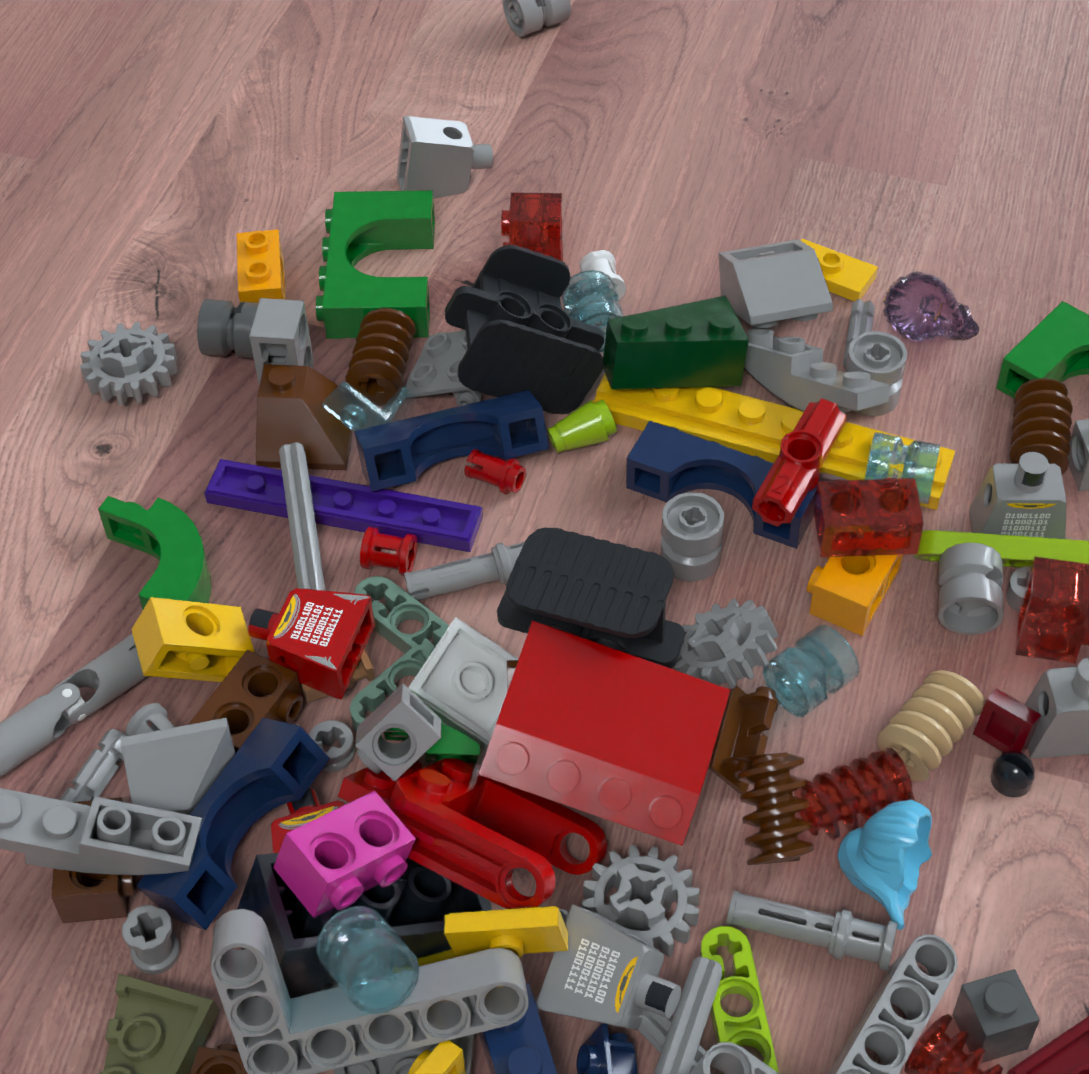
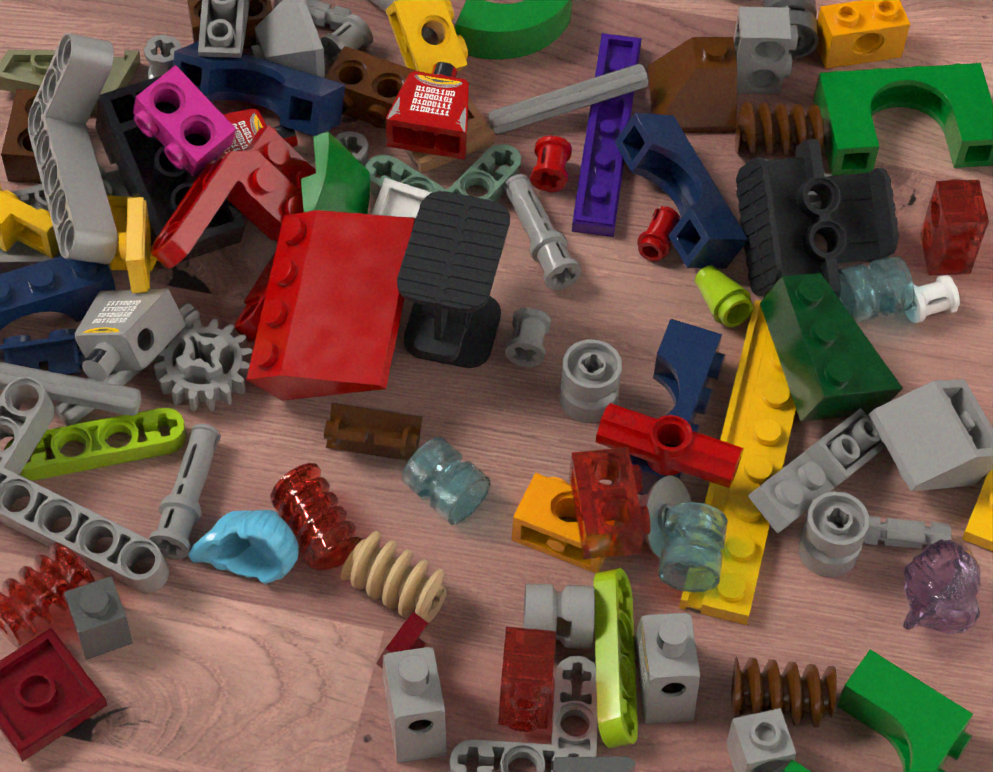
camera: 80 degrees right, 5 degrees up
(357, 411) = (693, 120): clear light blue bracket -> none
(368, 960) = (93, 144): clear light blue wheel -> none
(400, 711) = (300, 144): light grey brick -> none
(727, 643) = (465, 409): light grey gear -> none
(775, 808) = (286, 444): reddish brown piece -> none
(1013, 774) = (365, 660): black hinge -> none

